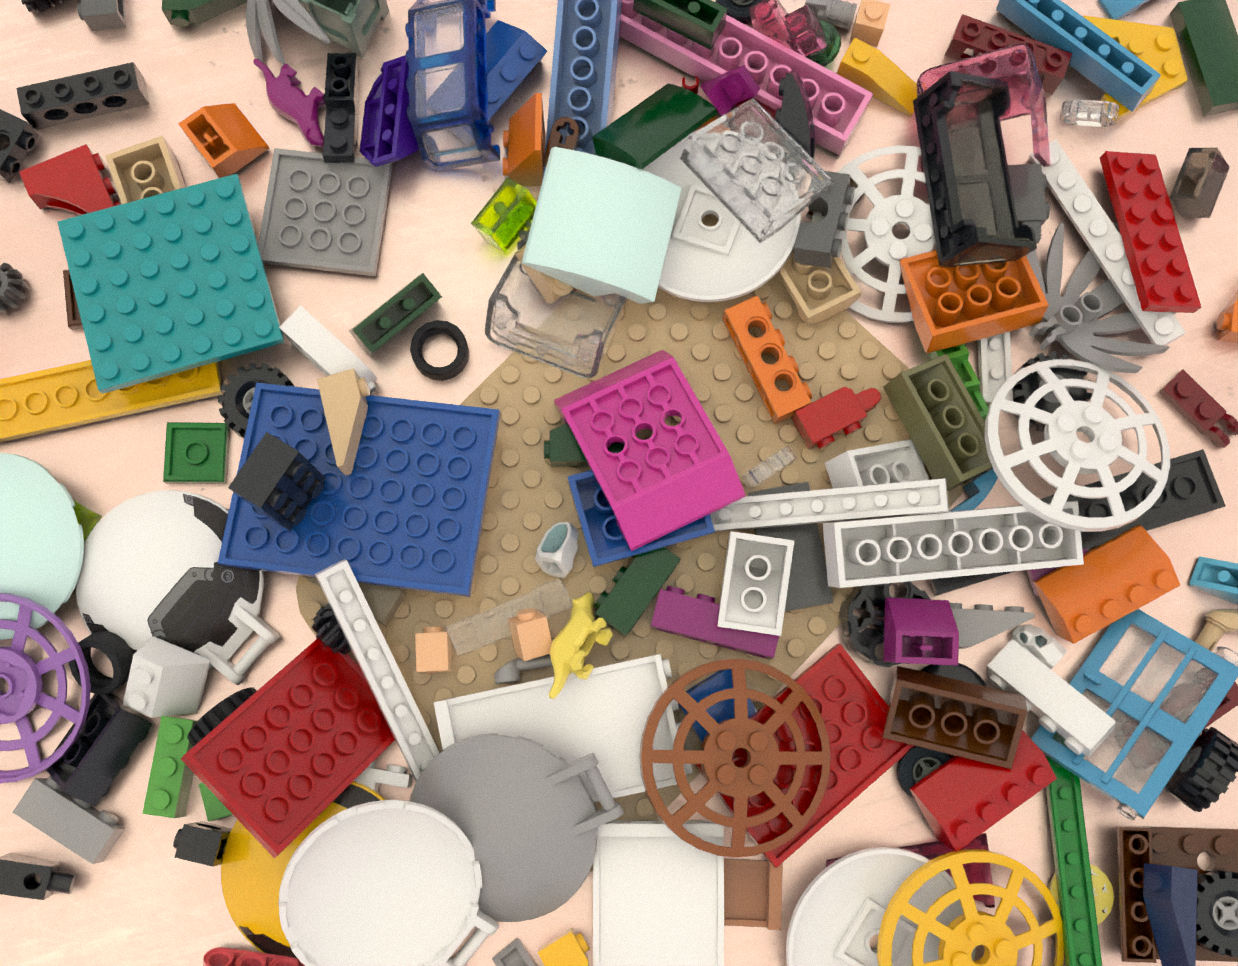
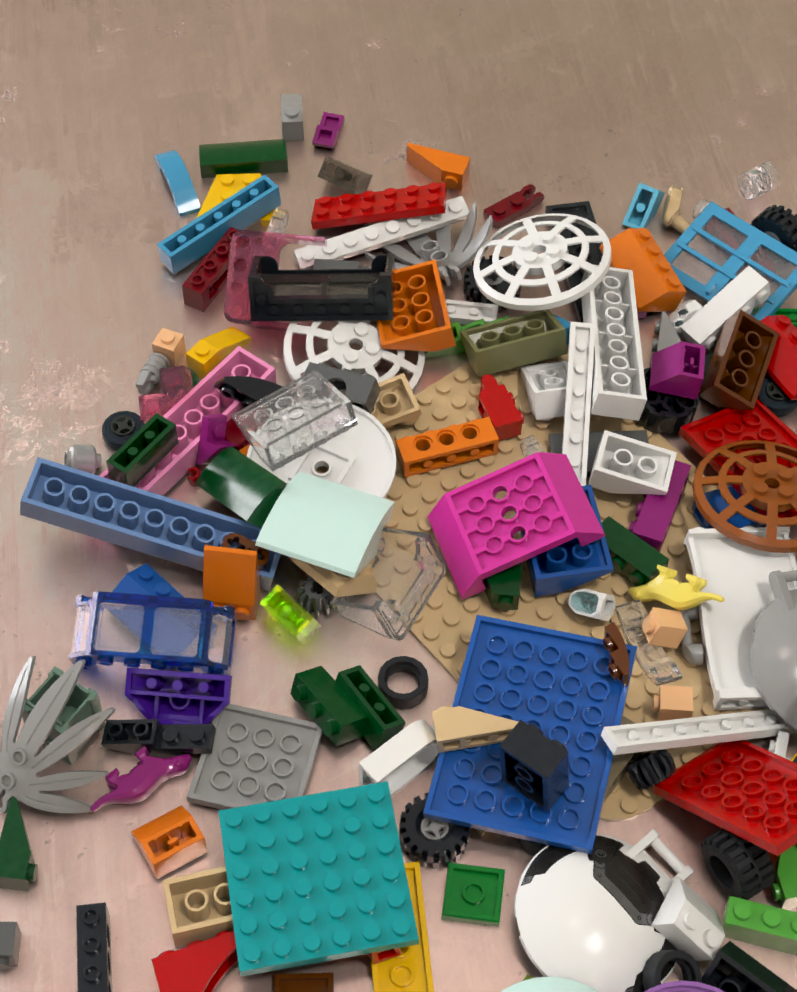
camera: 80 degrees left, 25 degrees down
(391, 270) = (328, 705): none -> dark green brick
(432, 573) = (618, 659): none -> reddish brown slope

